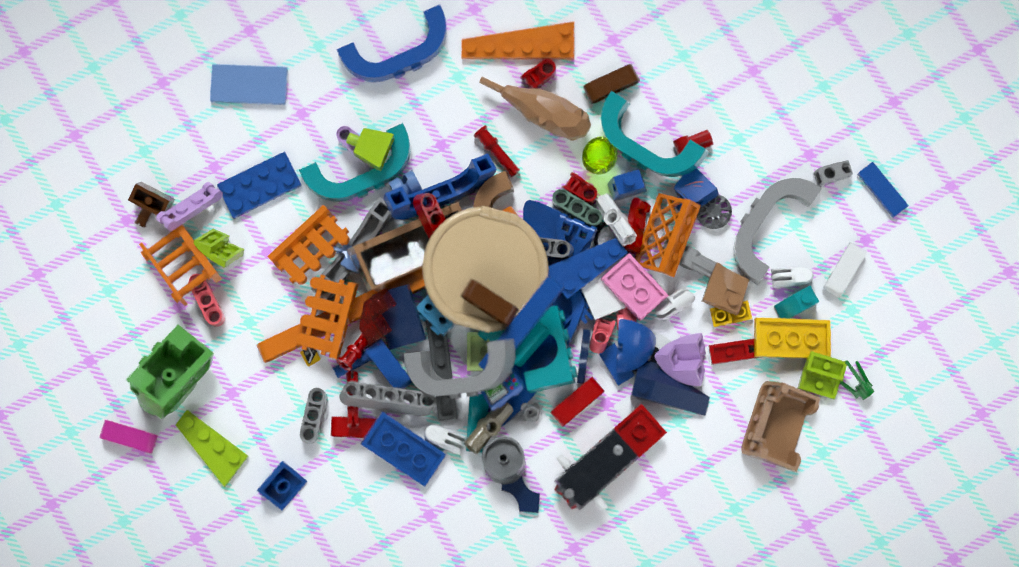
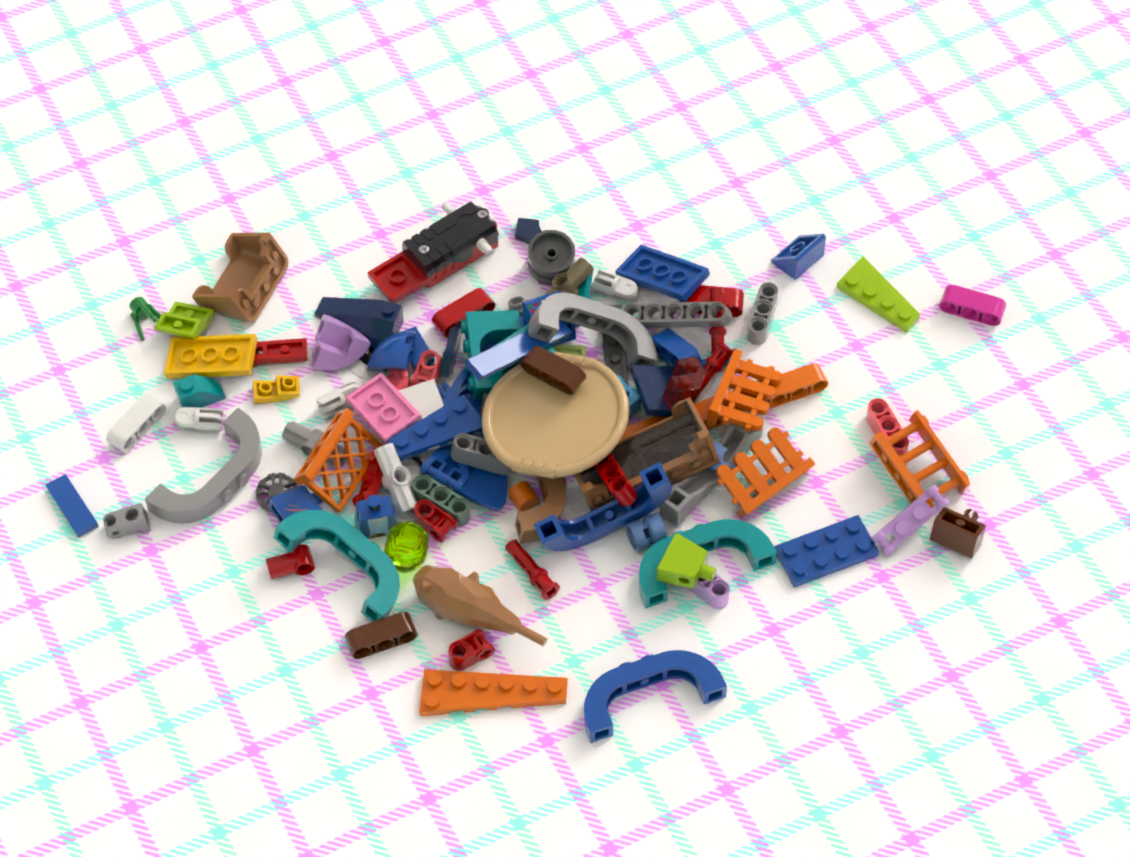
camera: 175 degrees left, 25 degrees down
(170, 372) = (927, 343): bright green brick -> none
(216, 247) = (873, 475): lime slope -> none
(248, 84) = (840, 664): medium blue tile -> none
(725, 289) = (278, 403): medium nougat plate -> none

